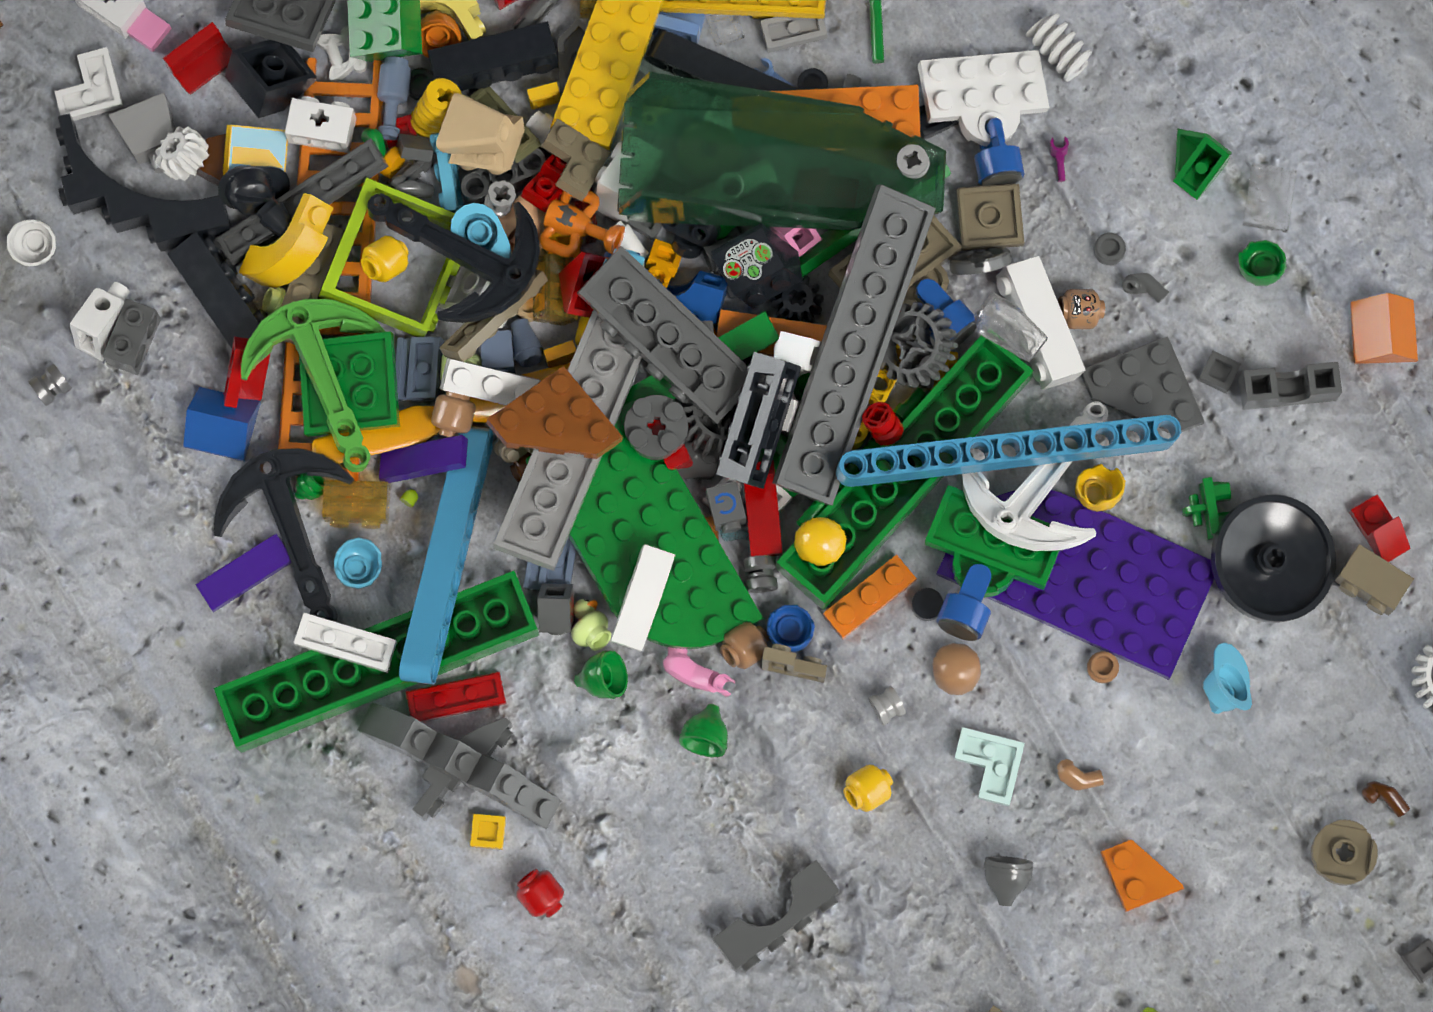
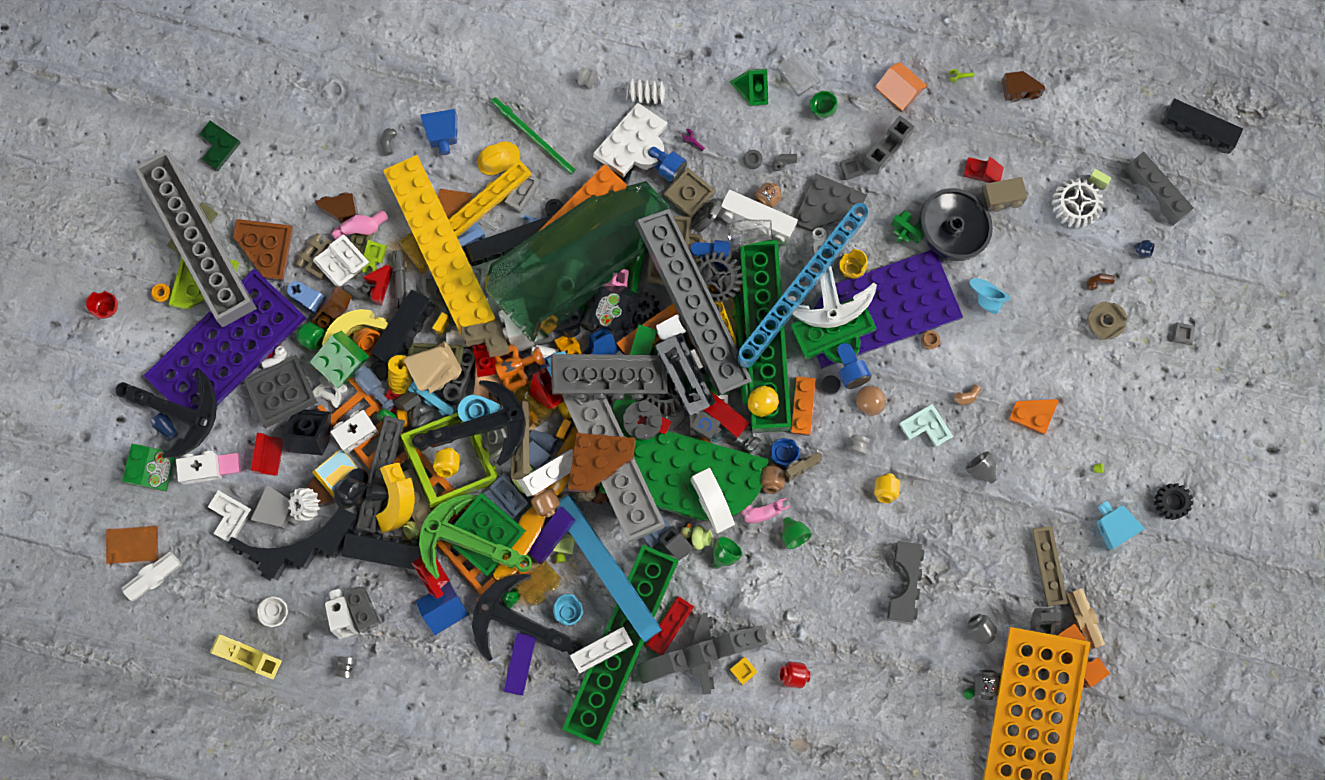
camera: 45 degrees left, 0 degrees up
(429, 488) = (565, 545): none -> yellowish green tile
(497, 189) = (473, 382): light grey bush -> none
(882, 423) = (738, 324): red wheel -> none
(916, 169) = (636, 199): light grey wheel -> none

